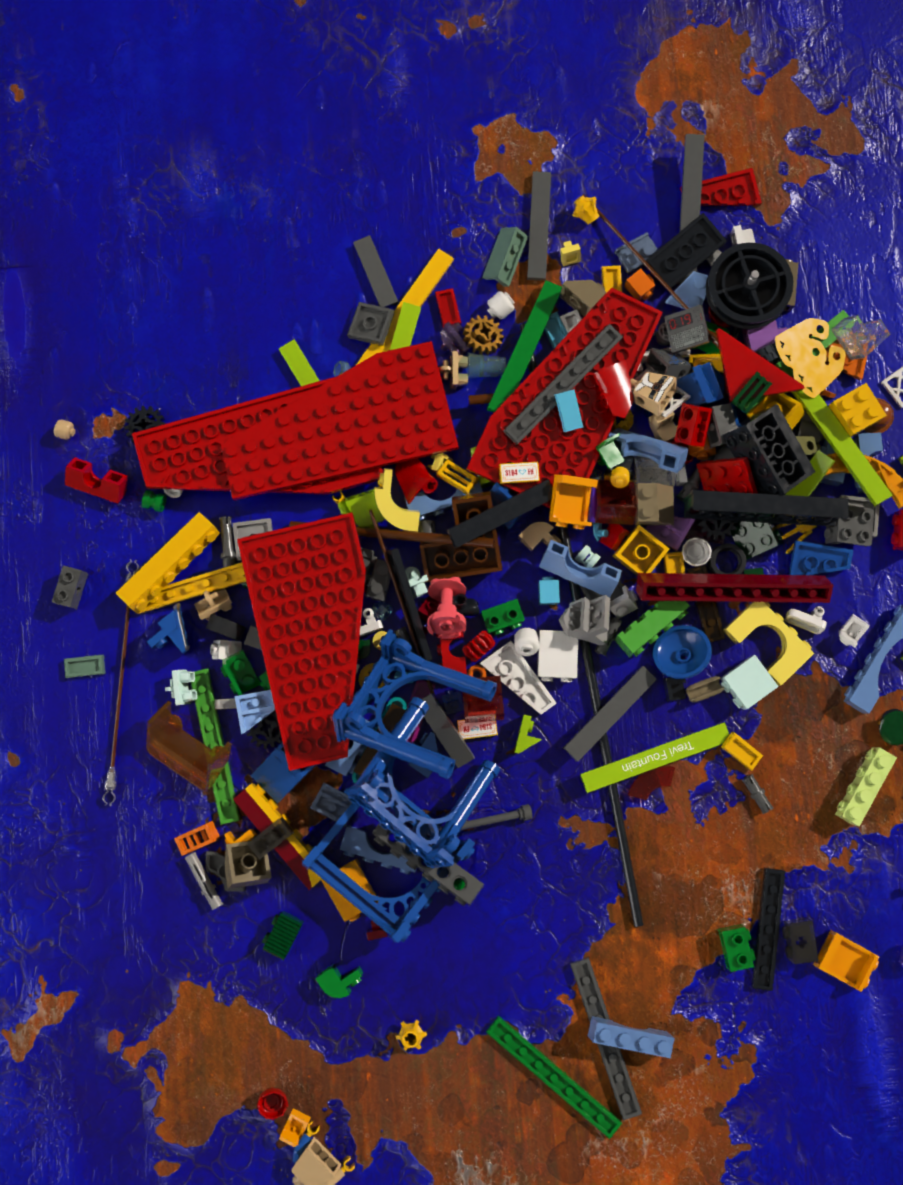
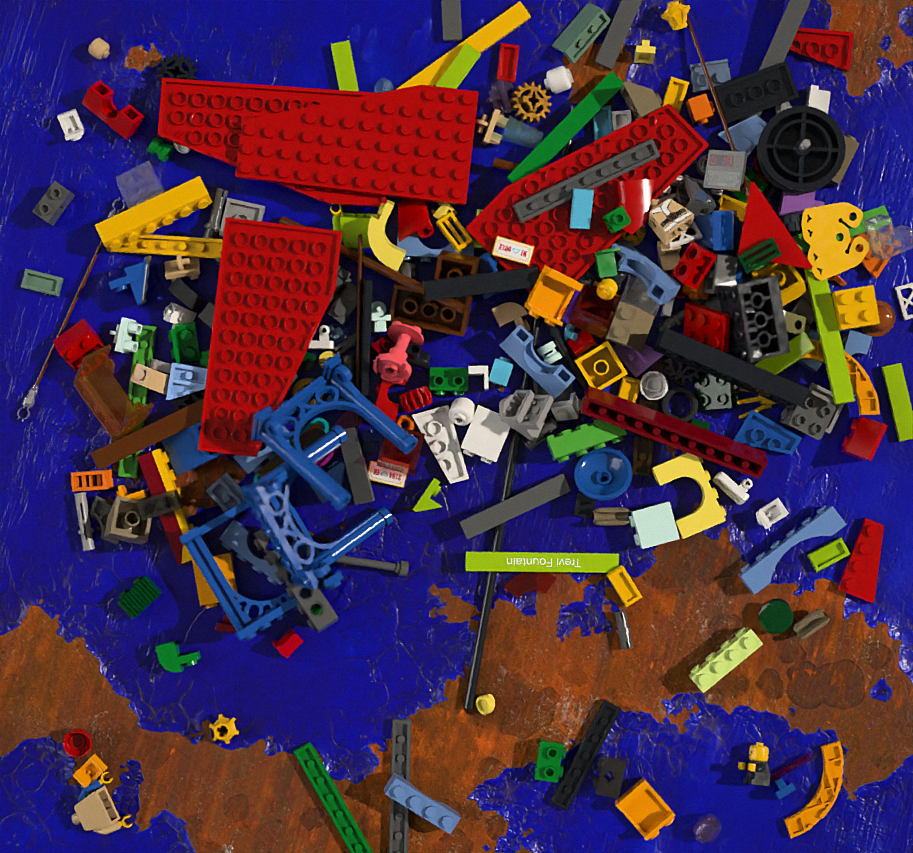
camera: 20 degrees right, 5 degrees up
(62, 508) = (71, 125): none -> white bracket
(137, 711) = (78, 343): none -> red slope
(145, 540) = (139, 184): none -> clear slope
(219, 719) = (150, 378): none -> tan brick
(236, 774) = (148, 435): none -> reddish brown tile
(370, 323) = (427, 52): dark grey tile -> none
(395, 618) = (347, 344): none -> dark grey pin
(442, 927) = (288, 643): none -> red tile
(532, 596) = (479, 371): none -> white panel
(584, 536) = (554, 333): none -> black bar
(605, 409) = (616, 219): none -> green bracket
(654, 915) = (485, 704): none -> light yellow tile

